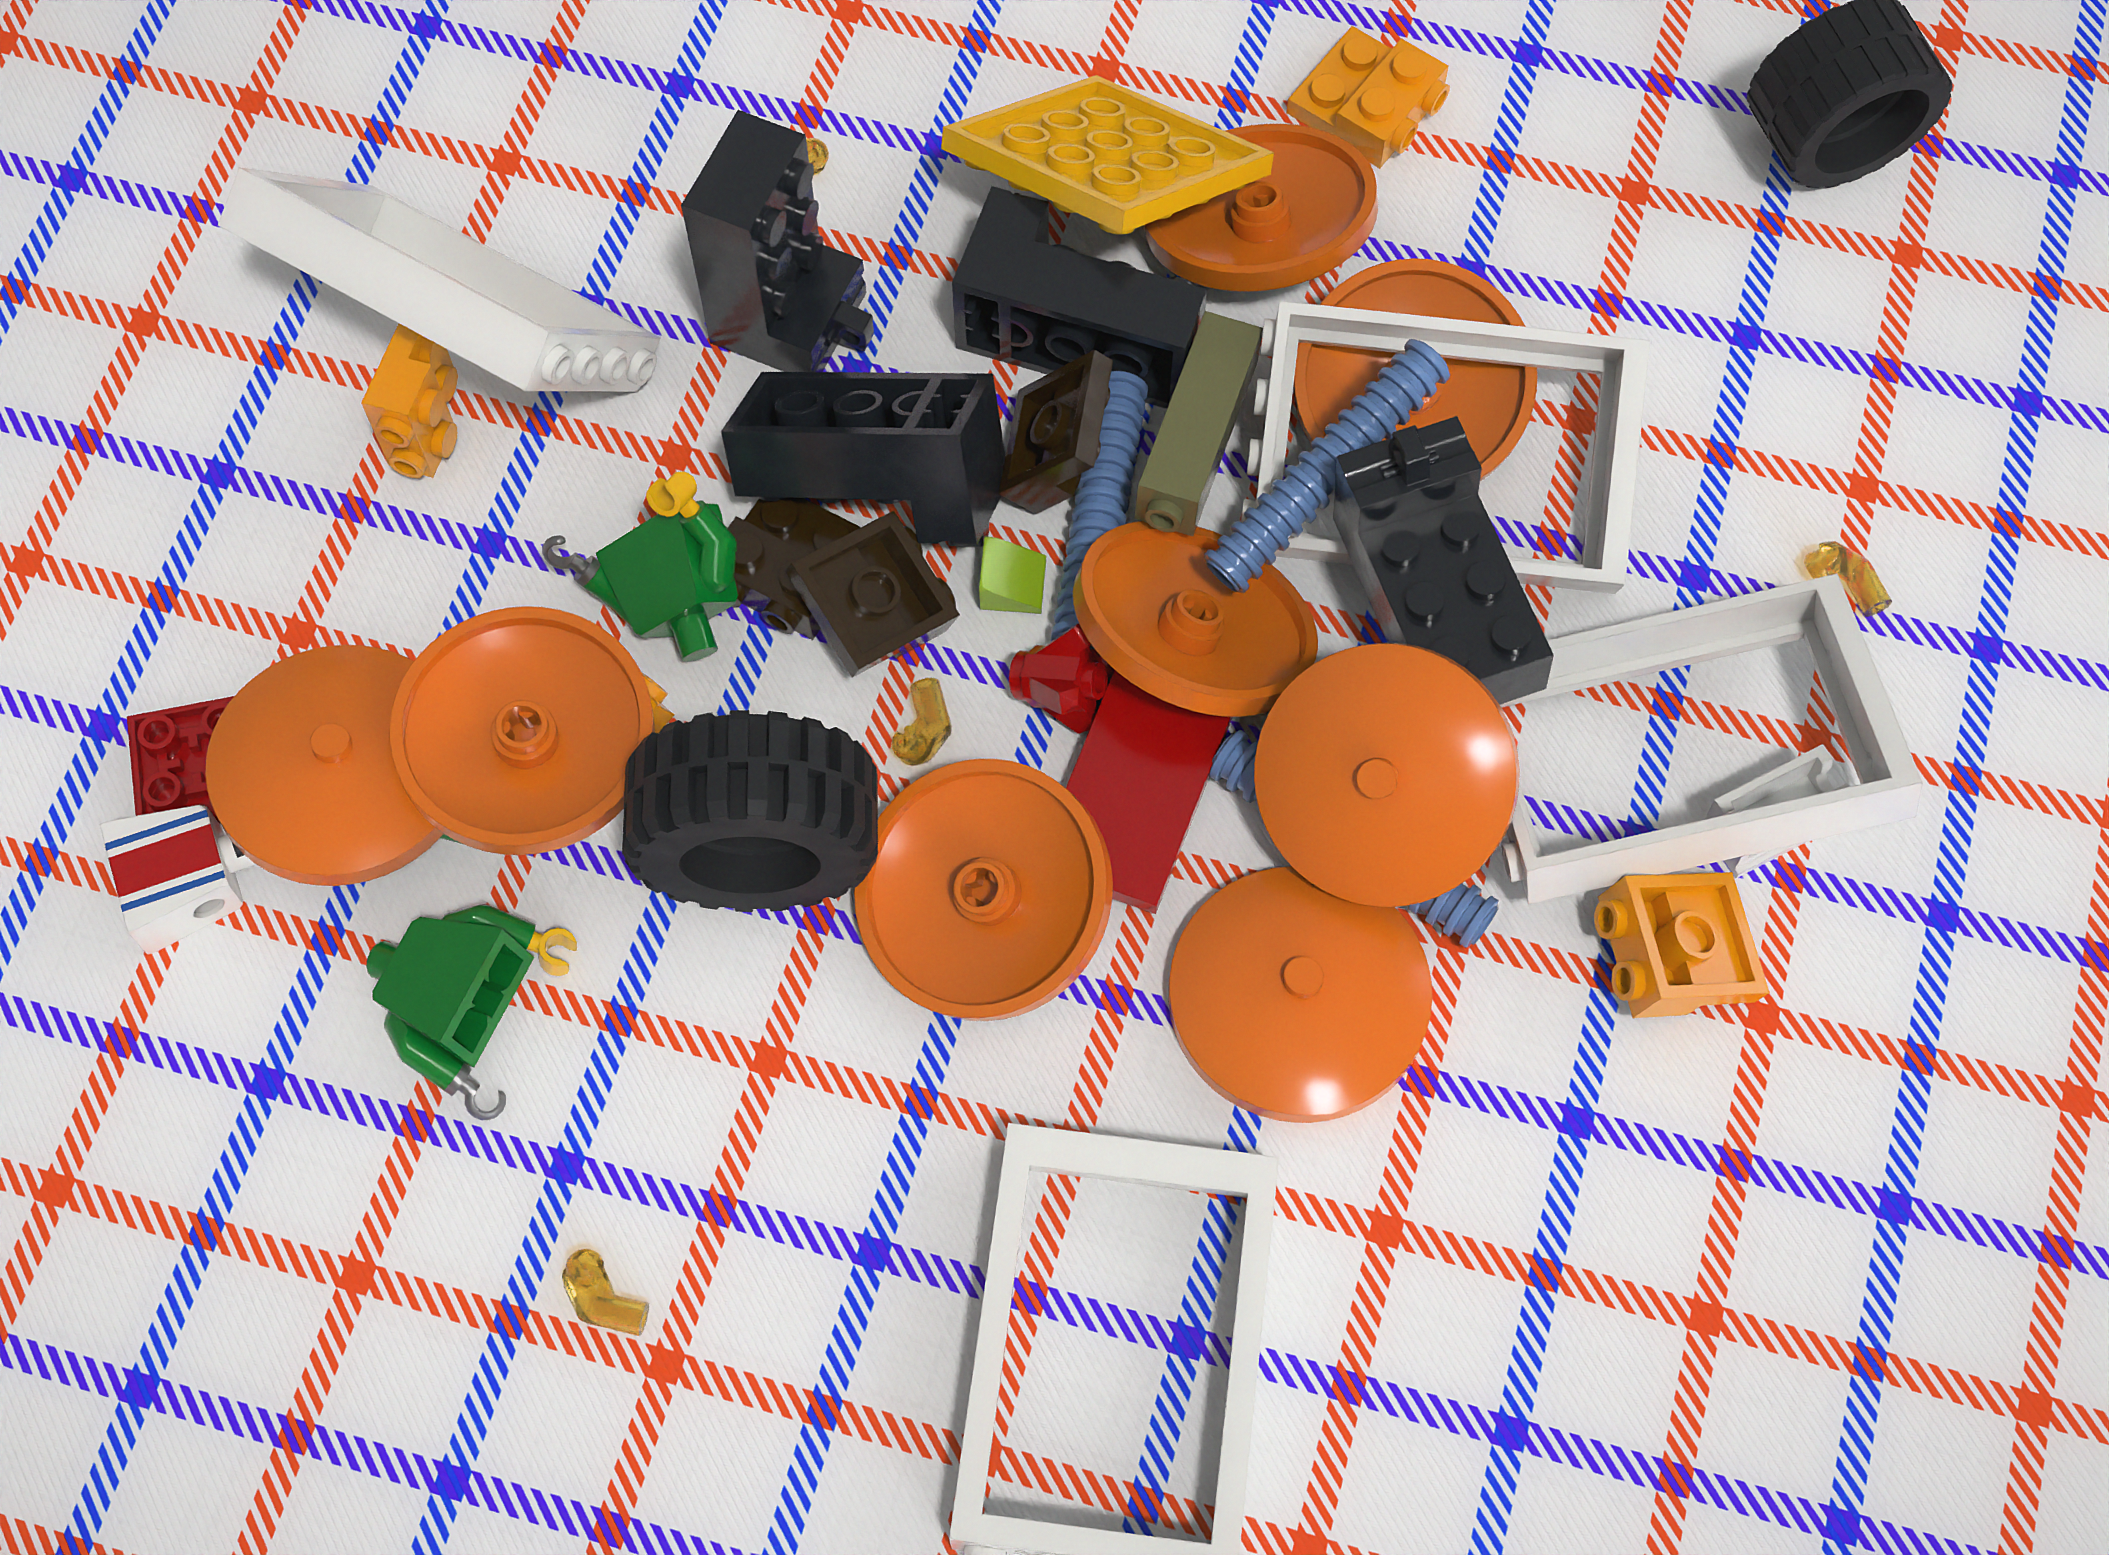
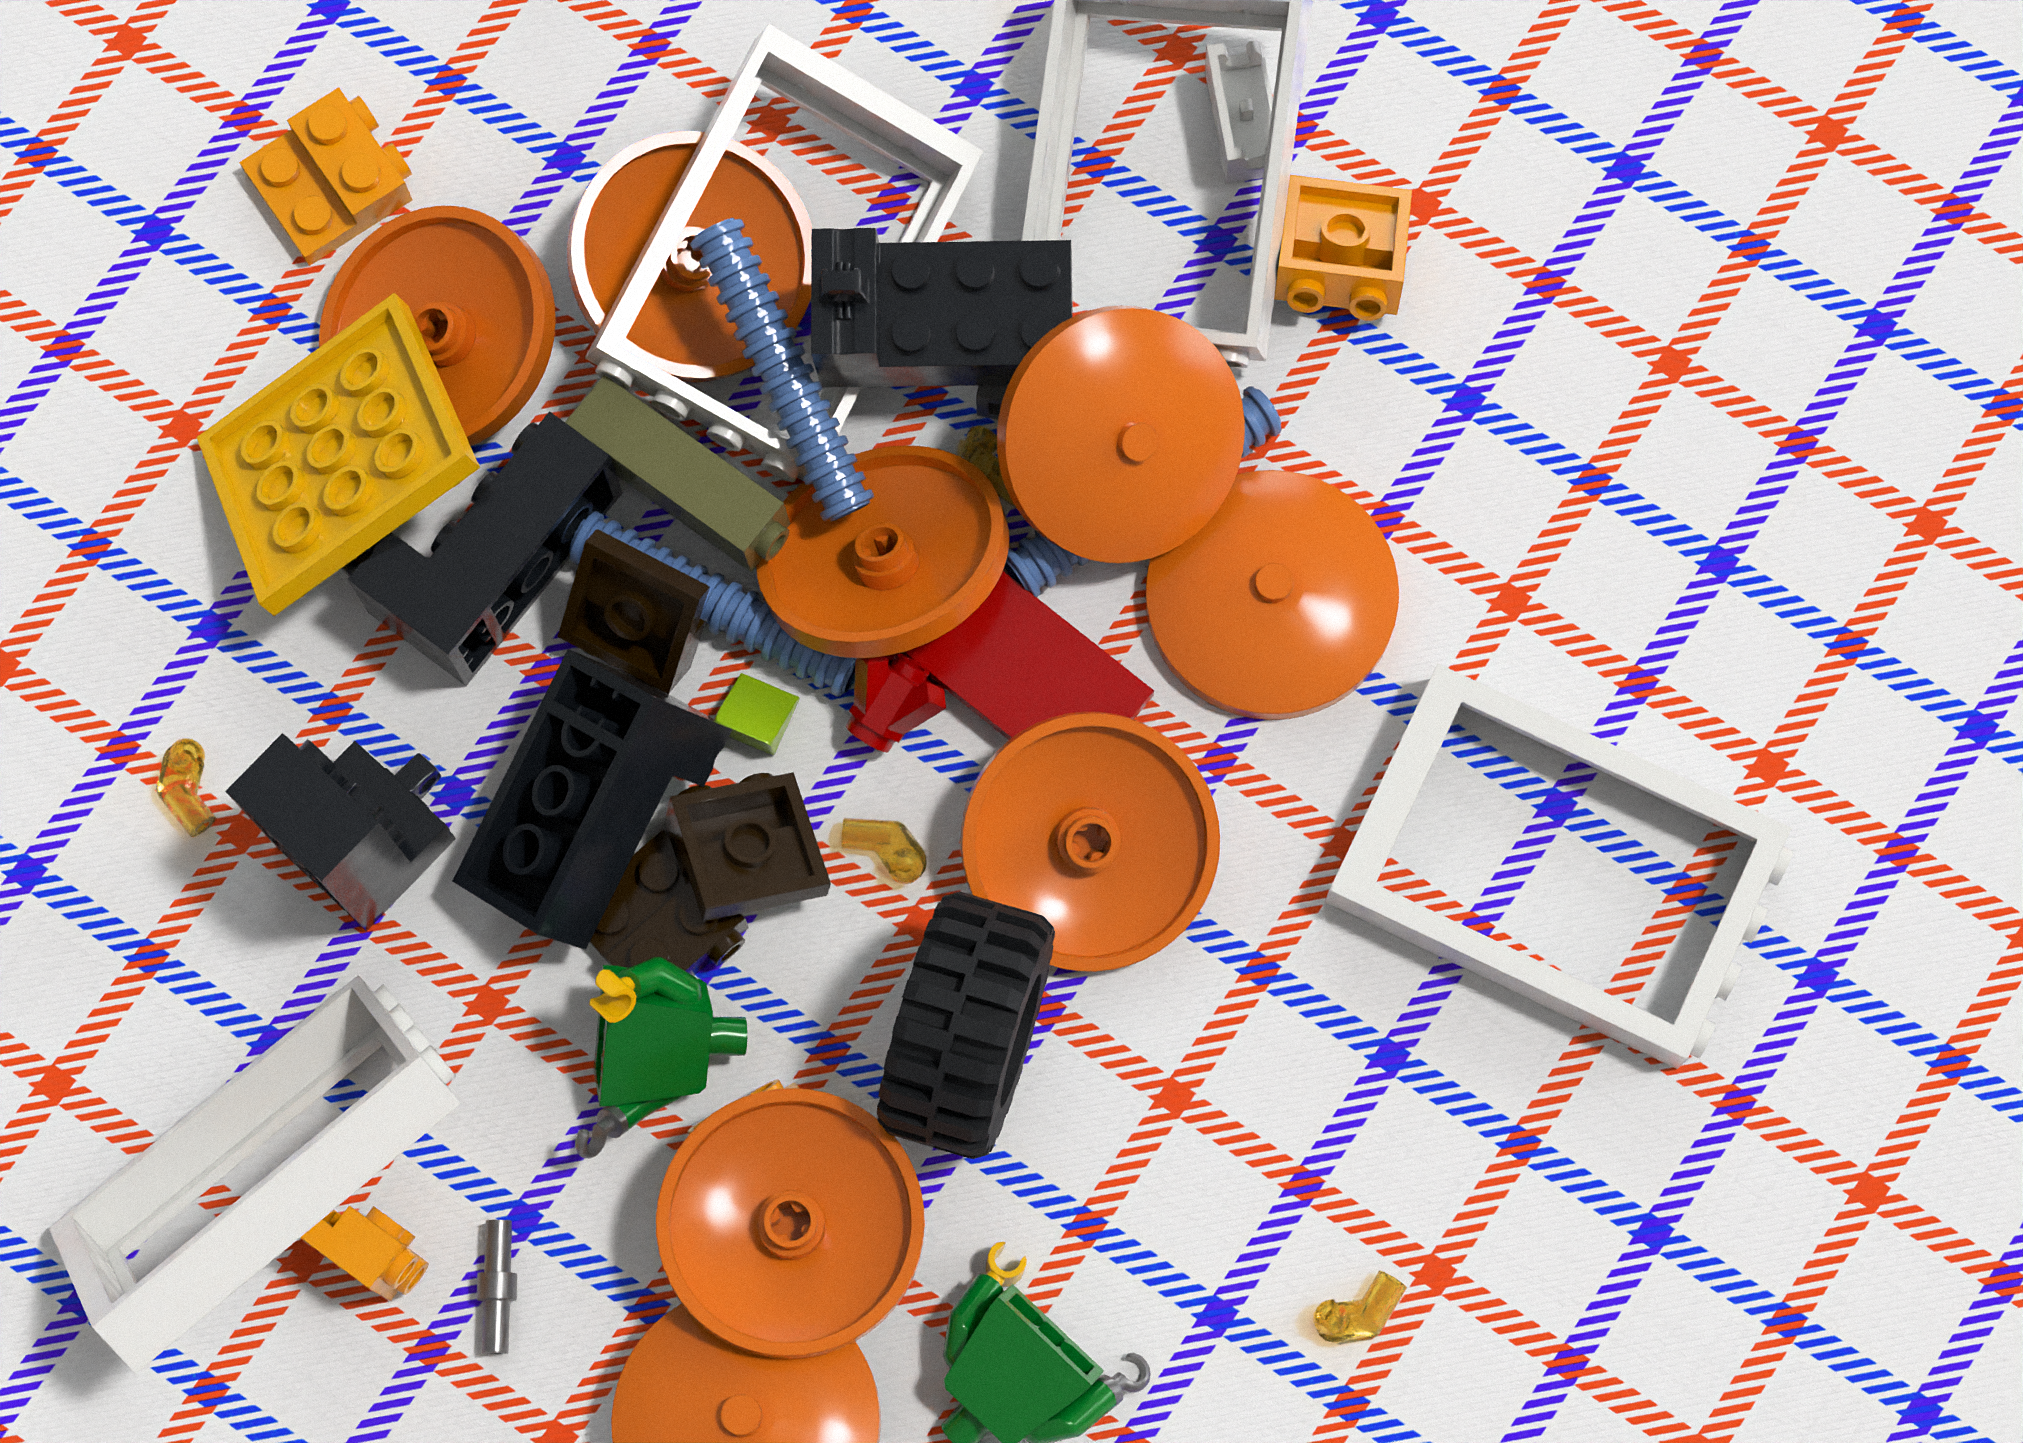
camera: 70 degrees left, 10 degrees up
(418, 536) = (497, 1287): none -> flat silver bar

